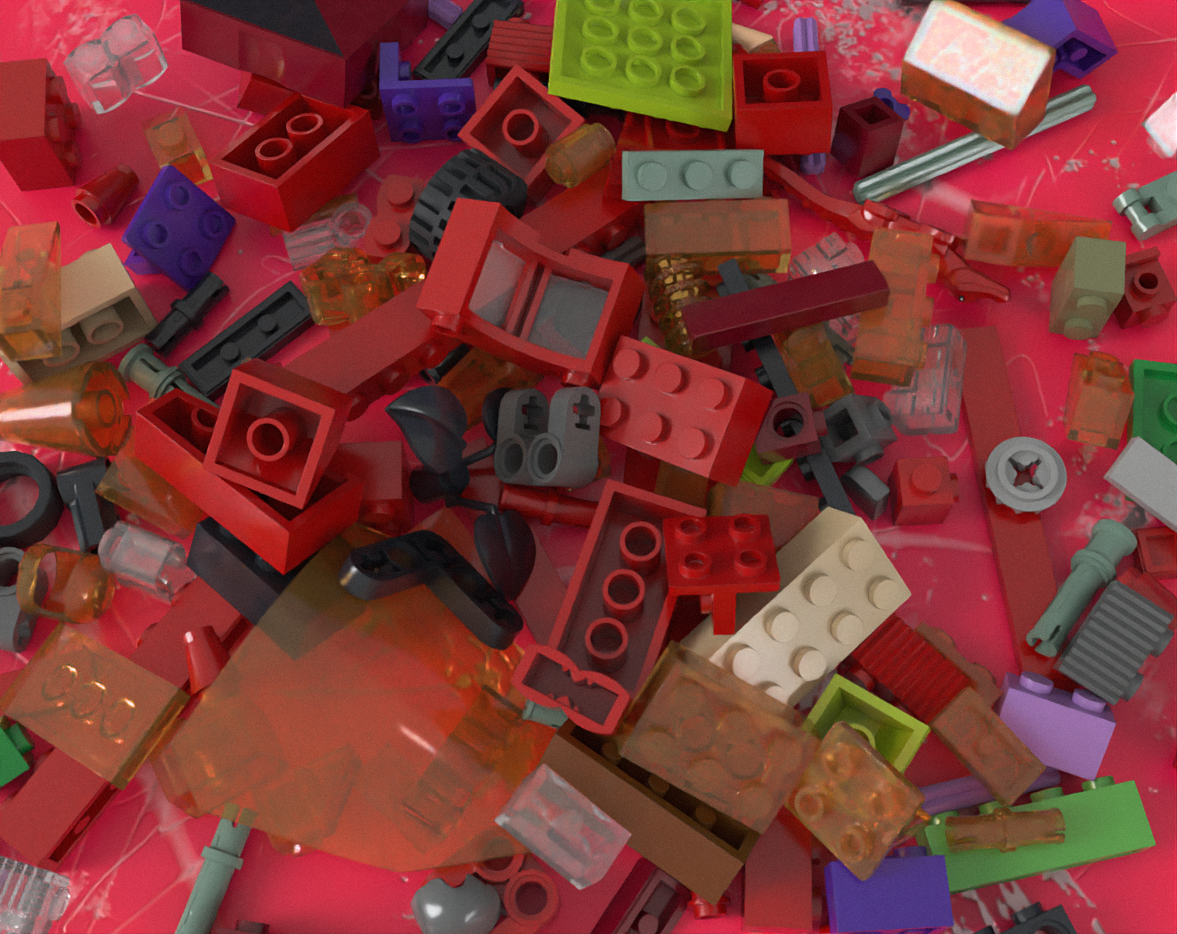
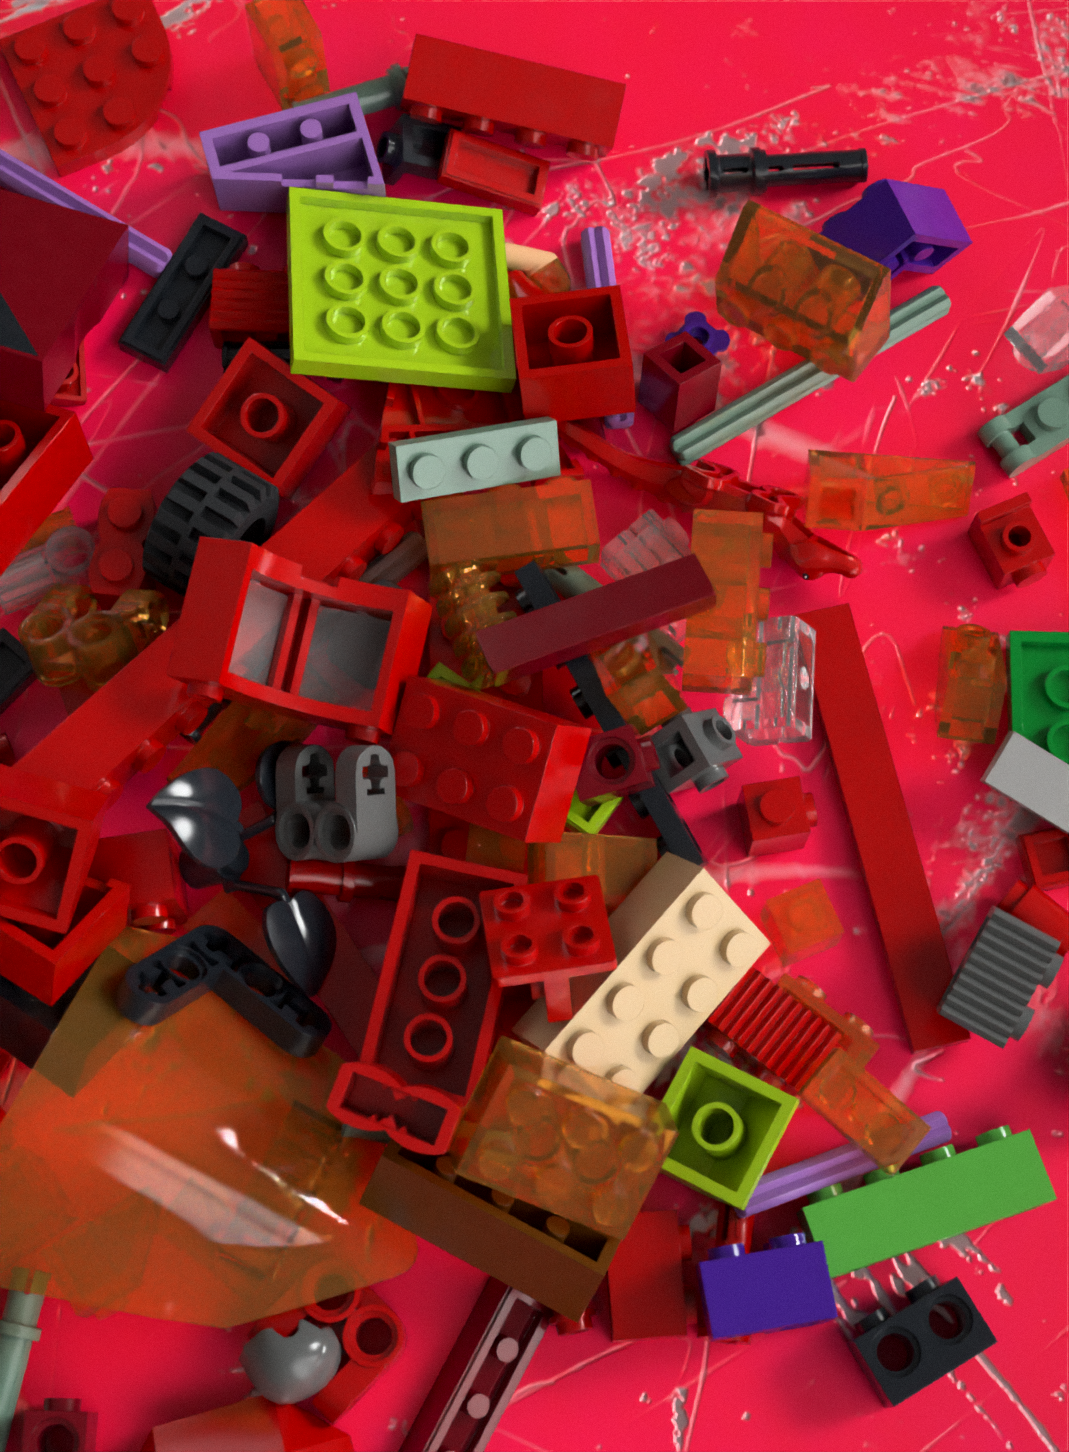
camera: 10 degrees left, 5 degrees up
(422, 107) = (139, 397): dark purple bracket -> none
(563, 827) = (400, 1257): clear brick -> none
(579, 154) = (337, 446): clear orange brick -> none
(856, 801) = (720, 1195): clear orange bracket -> none
(866, 490) = (711, 820): dark grey tile -> none
(939, 582) = (801, 922): none -> clear orange brick
(1004, 830) = (889, 1202): clear orange pin -> none
(1023, 453) = (887, 759): light grey gear -> none
(1057, 725) = (939, 1073): medium lavender brick -> none
(1087, 287) = (949, 552): olive brick -> none
(1091, 570) = (973, 889): sand green pin -> none

